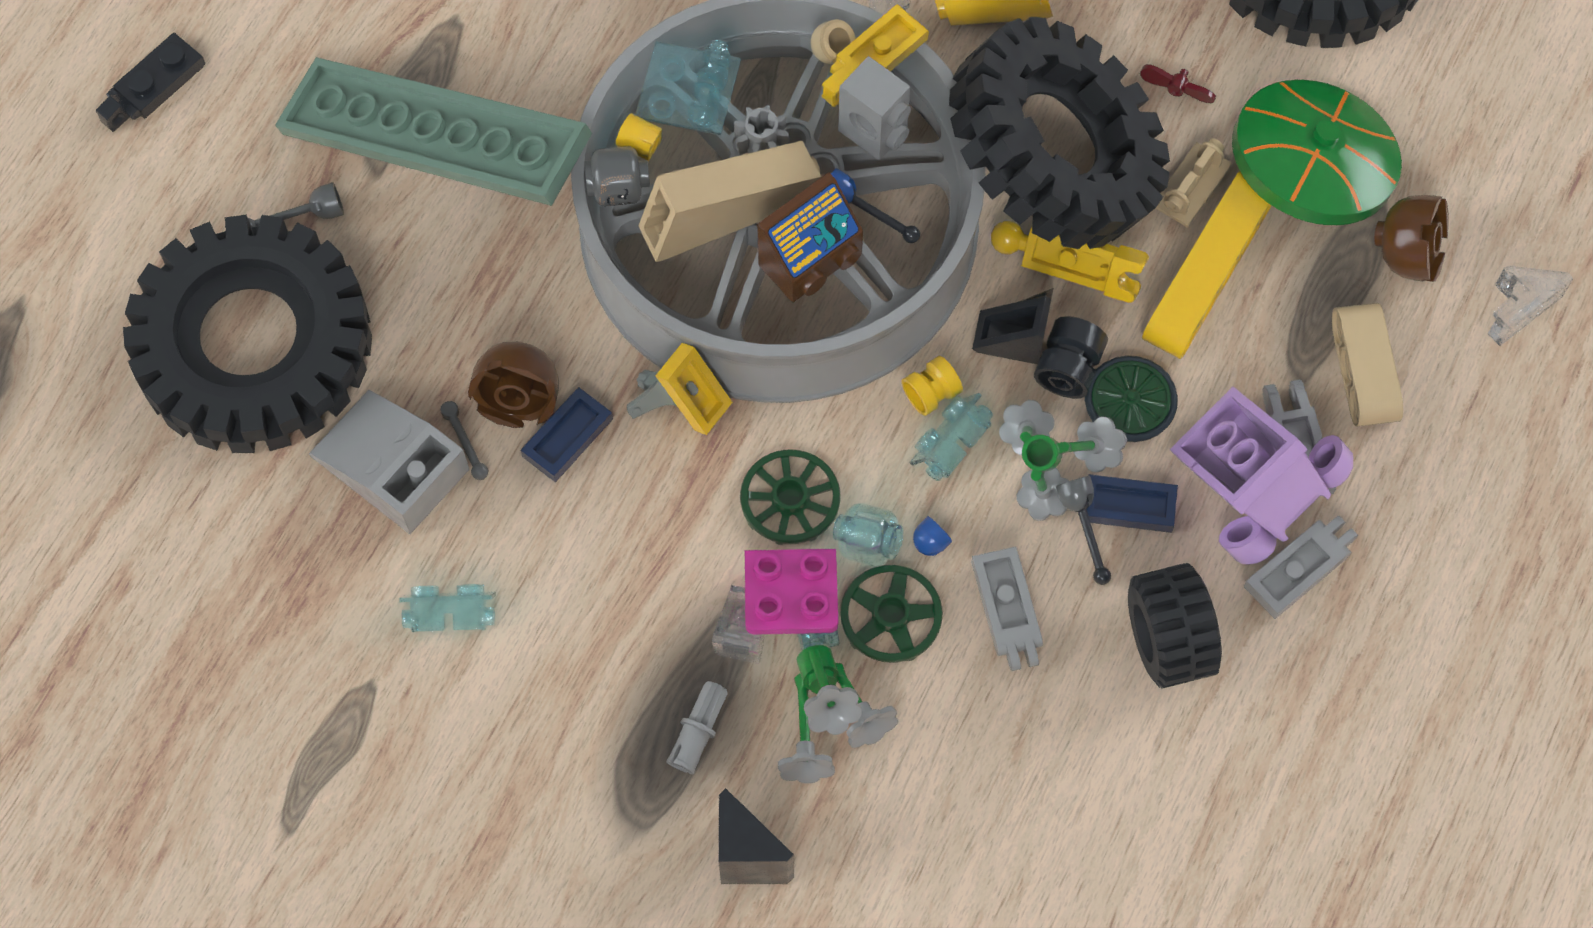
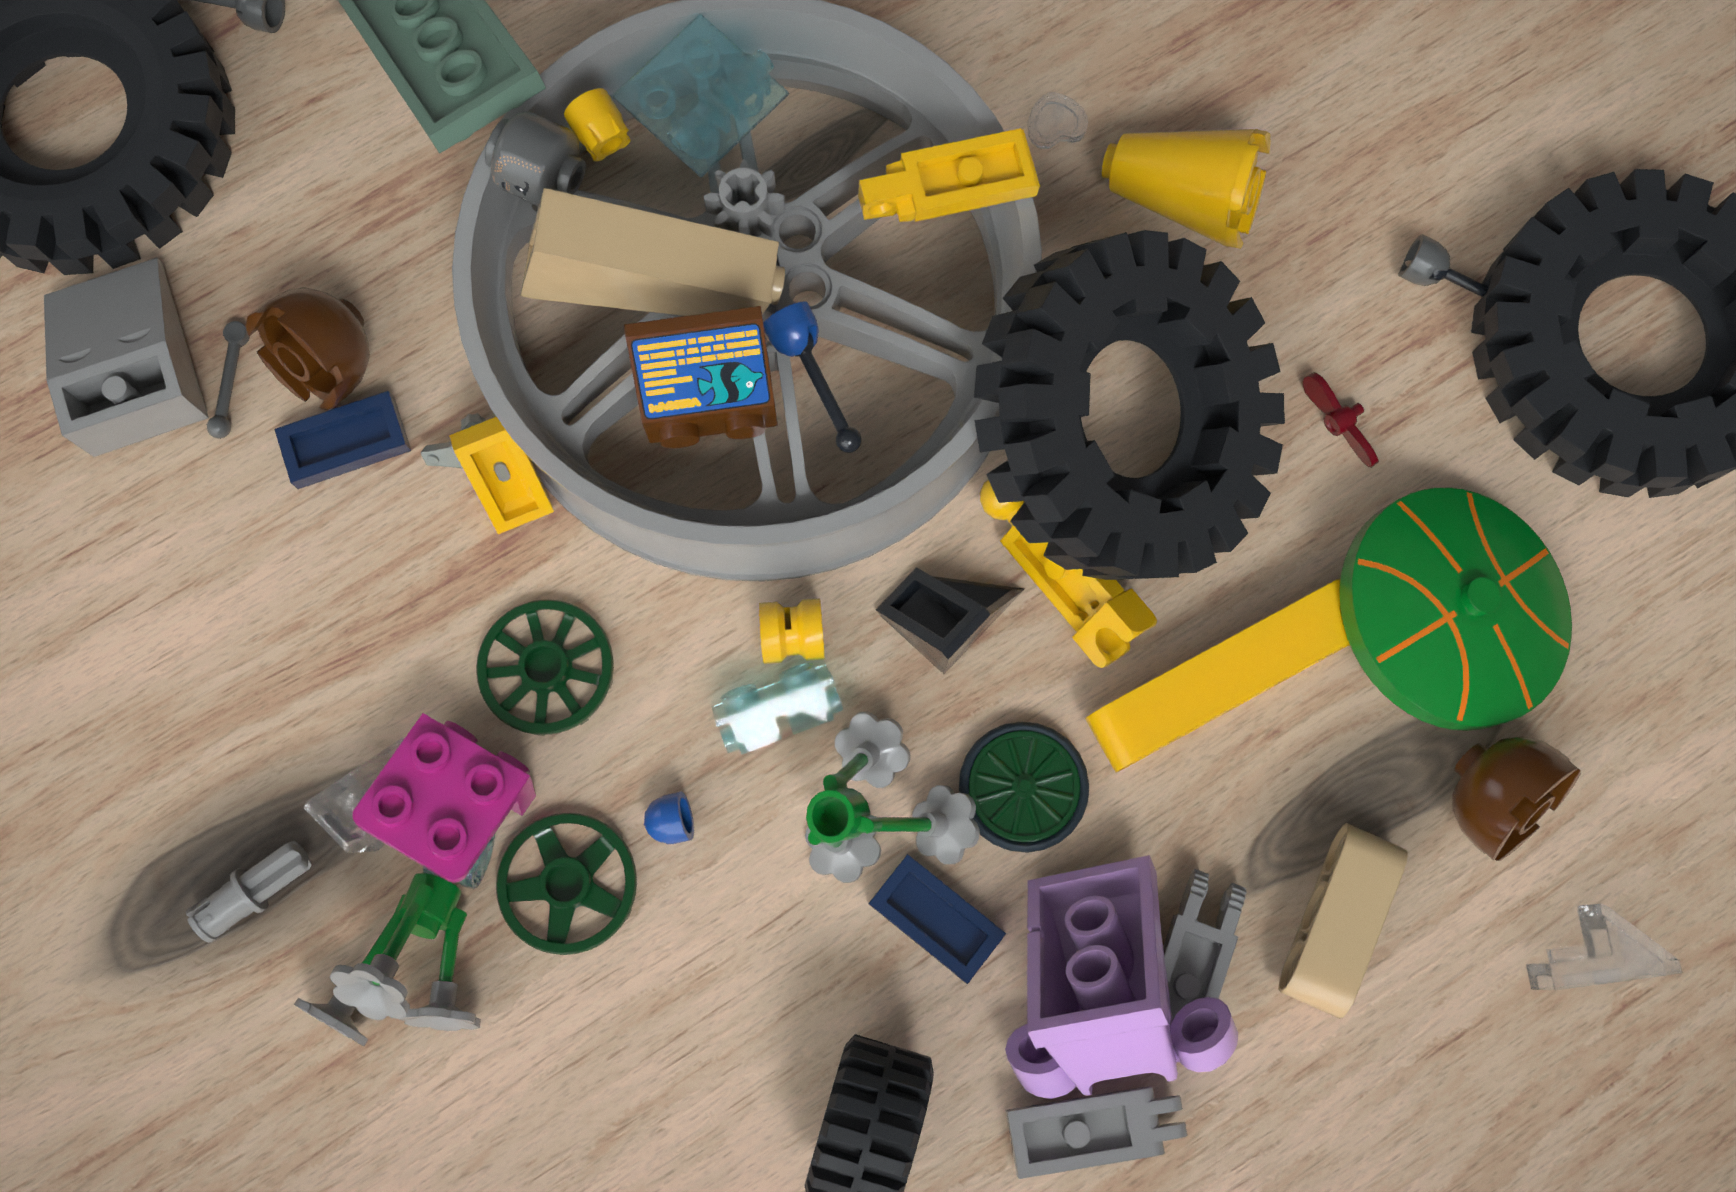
camera: 30 degrees right, 10 degrees up
(429, 608) = (51, 555): clear light blue hinge -> none
(748, 848) = (186, 1083): black slope -> none
(831, 39) = (916, 127): tan piece -> none
(868, 534) = (595, 773): clear light blue head -> none
(874, 108) = (895, 249): light grey brick -> none
(1008, 606) = (702, 963): light grey hinge -> none
(1070, 357) = (978, 695): black wheel -> none
(1077, 497) = (870, 878): hinge -> none
(1194, 181) = (1279, 556): tan hinge -> none

